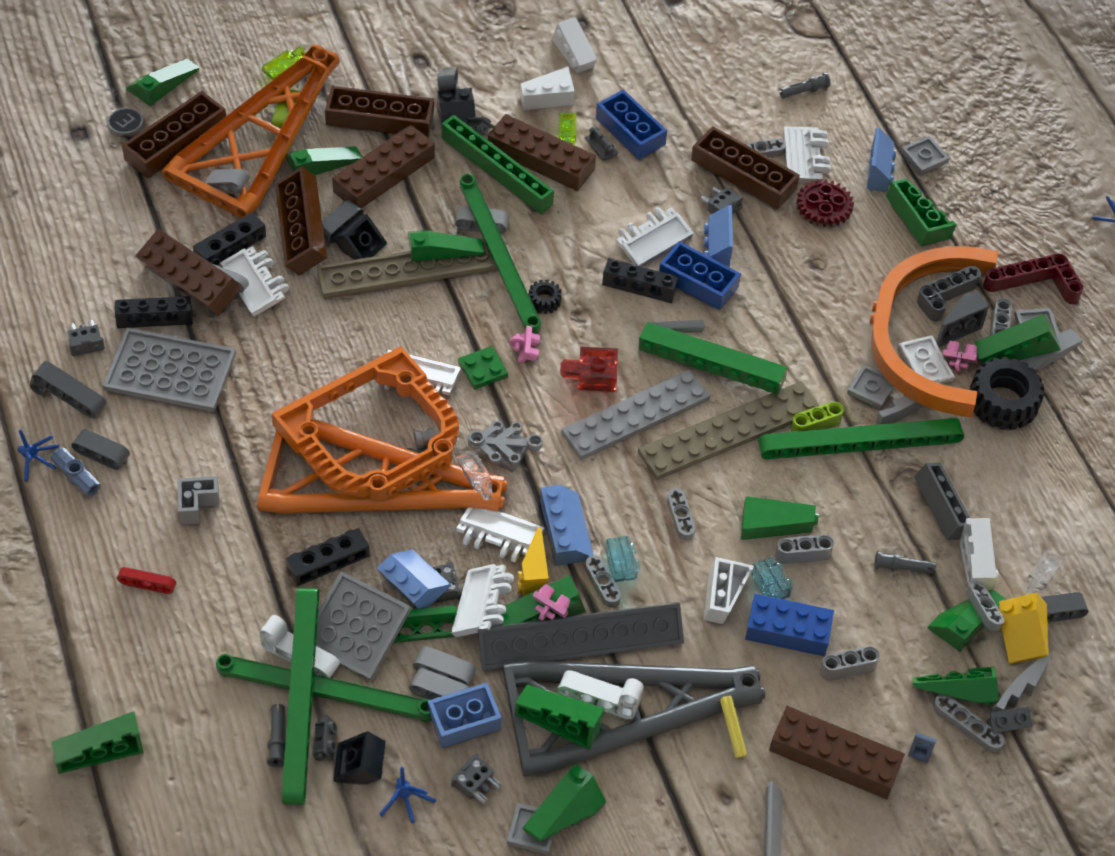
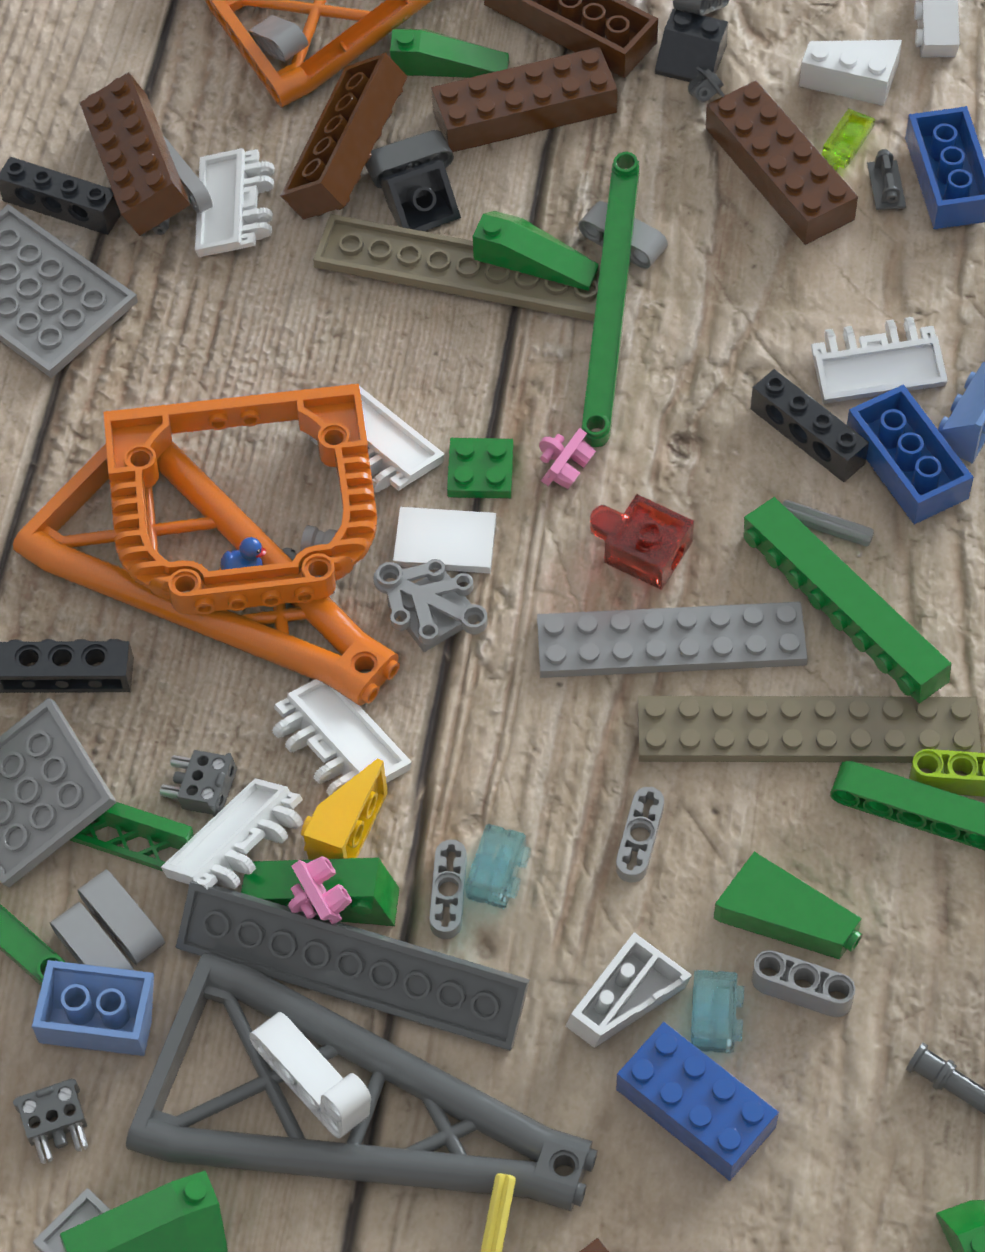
camera: 35 degrees right, 5 degrees up
(231, 239) = (232, 128): black brick -> none
(396, 458) = (247, 555): none -> blue animal
(413, 578) = (157, 756): medium blue slope -> none
(476, 473) = (348, 631): clear hinge -> none
(482, 410) = (455, 537): none -> white tile
(497, 164) = (698, 157): green brick -> none
(548, 289) = (646, 378): black tyre -> none
(561, 715) = (223, 1080): green wedge -> none
(565, 525) = (445, 772): medium blue slope -> none
(855, 656) = (771, 1228): light grey beam -> none

